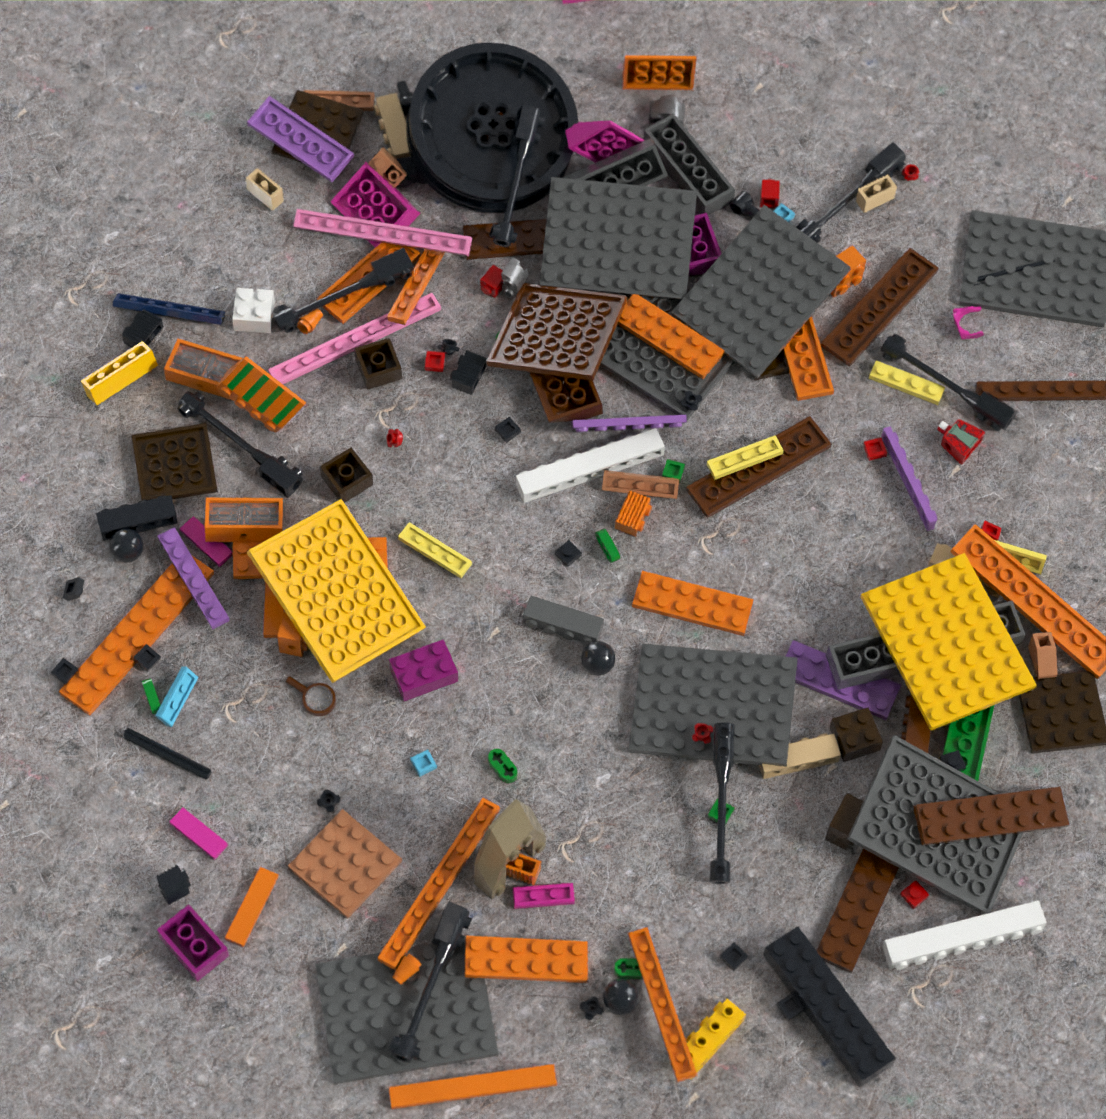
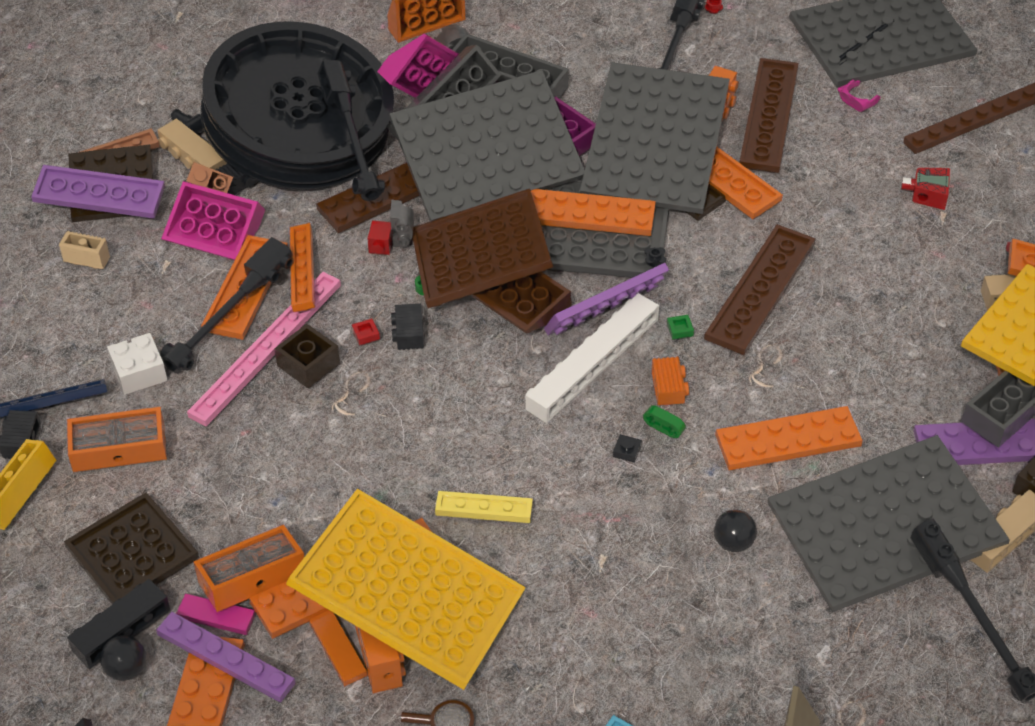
camera: 25 degrees left, 15 degrees down
(260, 394) = (198, 427): orange slope -> none
(271, 469) = (251, 507): black bar -> none
(308, 322) = (205, 350): orange cone -> none
(346, 475) = (339, 473): dark brown brick -> none
(382, 232) = (236, 237): bright pink plate -> none
(394, 438) = (368, 418): red plate -> none
(423, 670) = (553, 632): magenta brick -> none
(448, 346) = (371, 311): black plate -> none
(499, 768) = (708, 691): green beam -> none
(507, 429) = (484, 361): black plate -> none
(562, 620) = (670, 513): dark grey brick -> none
(640, 484) = (642, 355): nougat plate -> none
(699, 728) = (905, 544): red plate -> none
(713, 814) = (970, 626): green plate -> none
(744, 204) = (581, 84): black pin -> none
(745, 457) = (744, 282): light yellow plate -> none
(770, 193) = (598, 65): red brick -> none
(875, 449) = (858, 227): red plate -> none
(876, 193) = (697, 28): tan brick -> none
(906, 382) = (841, 164): light yellow plate -> none
(907, 475) = (910, 238): medium lavender plate -> none
(985, 406) = (930, 149): black bar -> none

